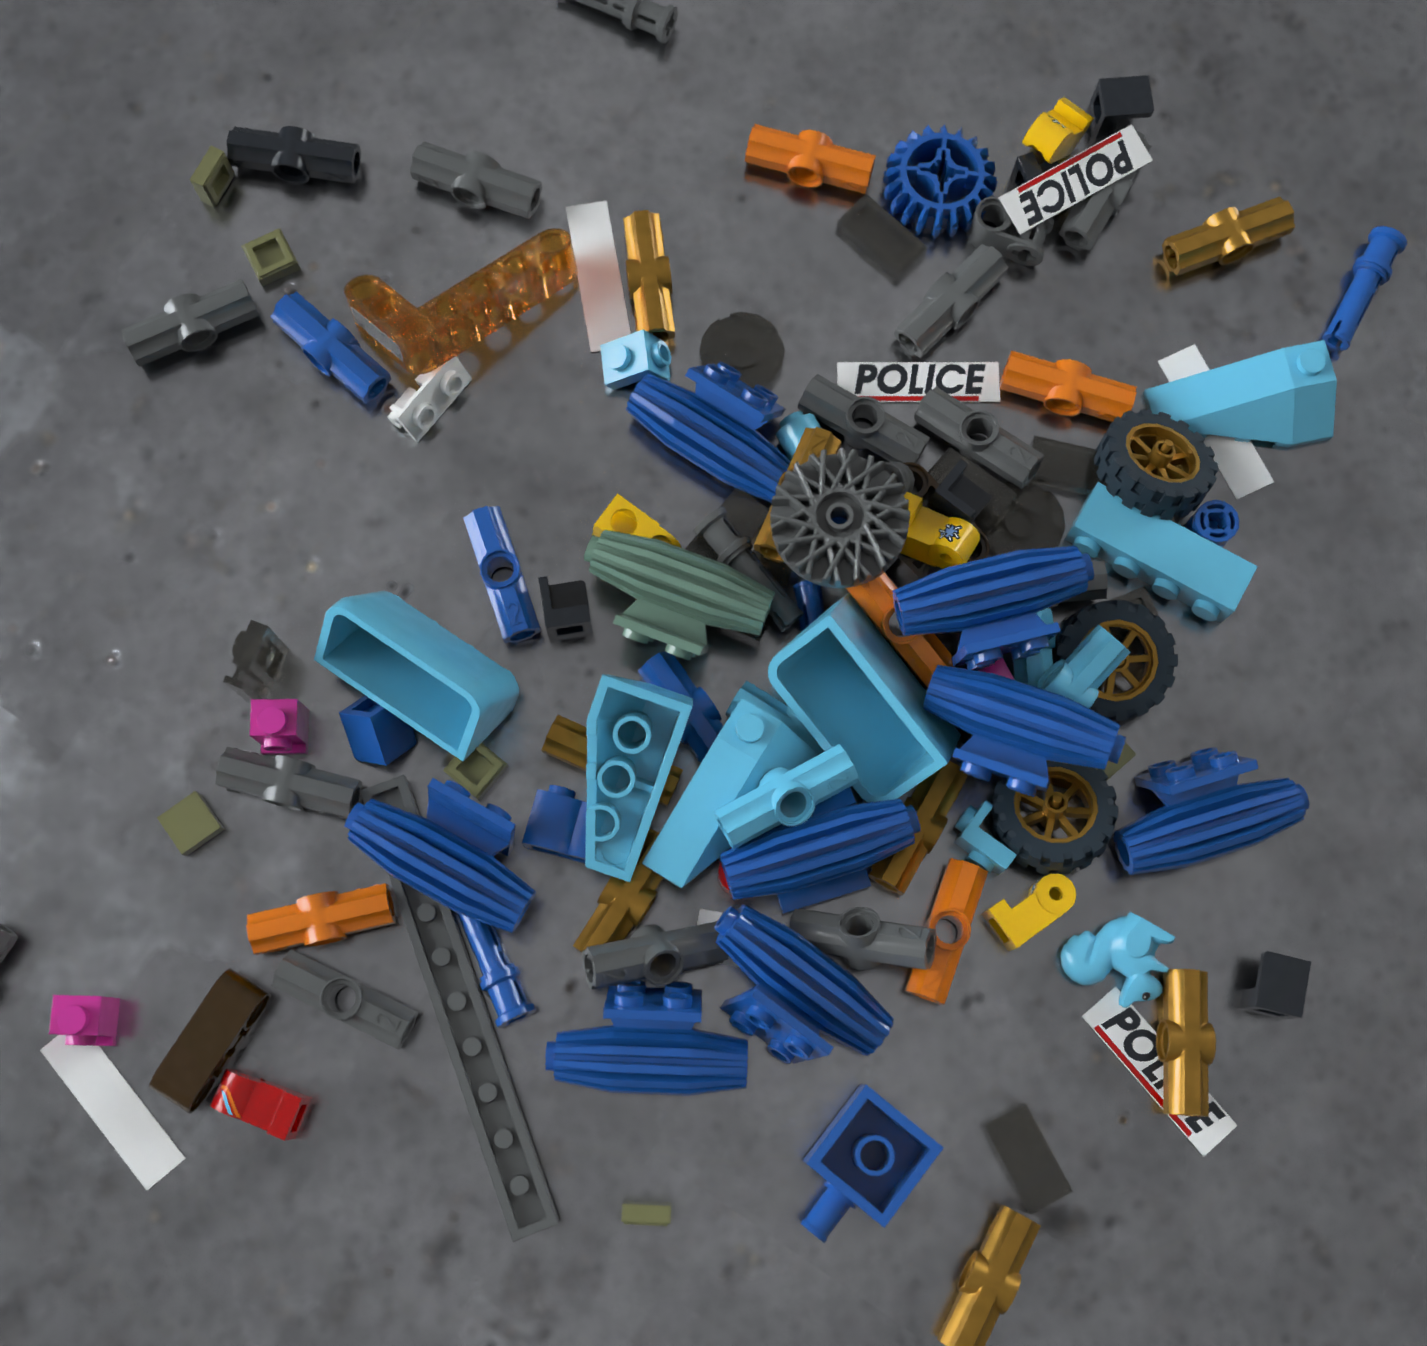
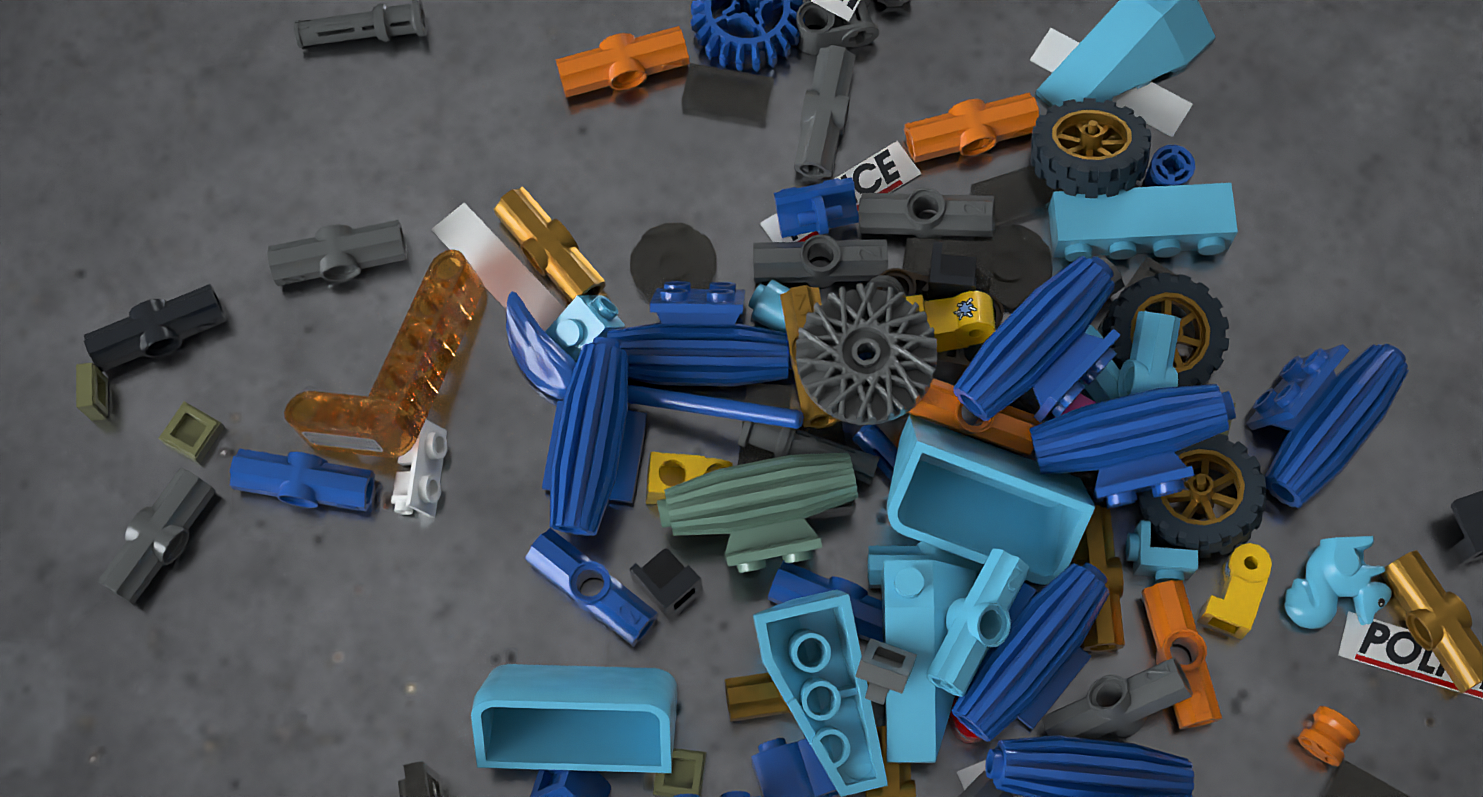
camera: 25 degrees left, 5 degrees down
(578, 457) = (593, 441): none -> blue plate
(589, 391) = (552, 369): none -> blue piece
(682, 785) = (885, 669): none -> dark grey tile
(888, 375) = (816, 207): none -> blue hips
(1025, 1076) = (1329, 735): none -> orange wheel

